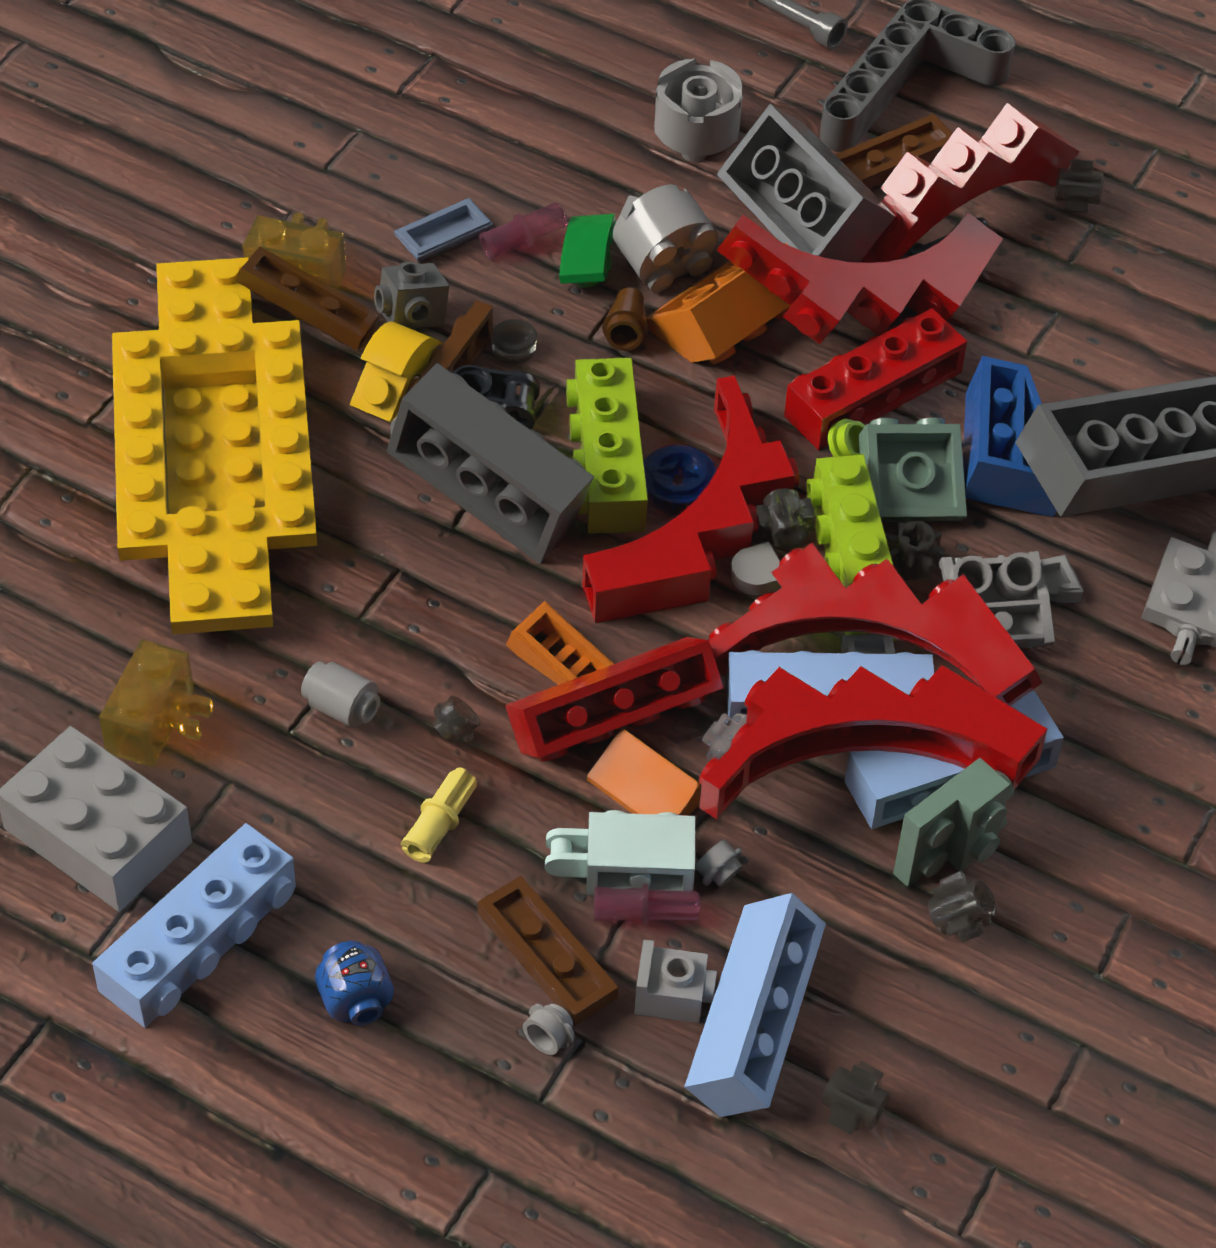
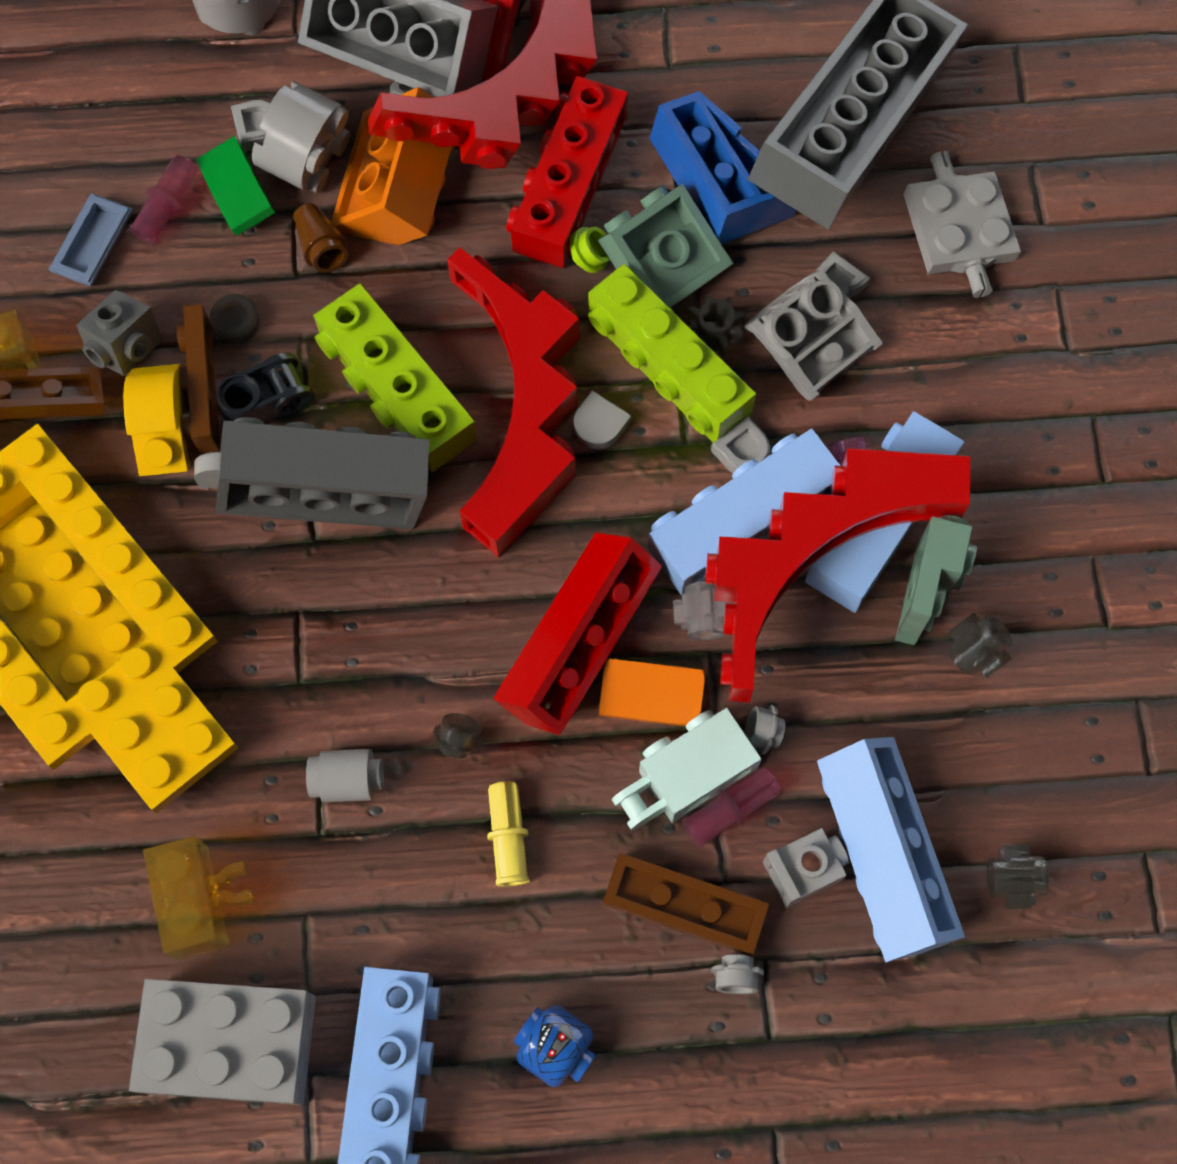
camera: 30 degrees left, 20 degrees up
(559, 630) = (498, 592): orange slope -> none
(664, 464) = (480, 353): clear blue gear -> none
(785, 518) = (593, 360): clear smoke gear -> none
(949, 624) = (826, 400): red arch -> none

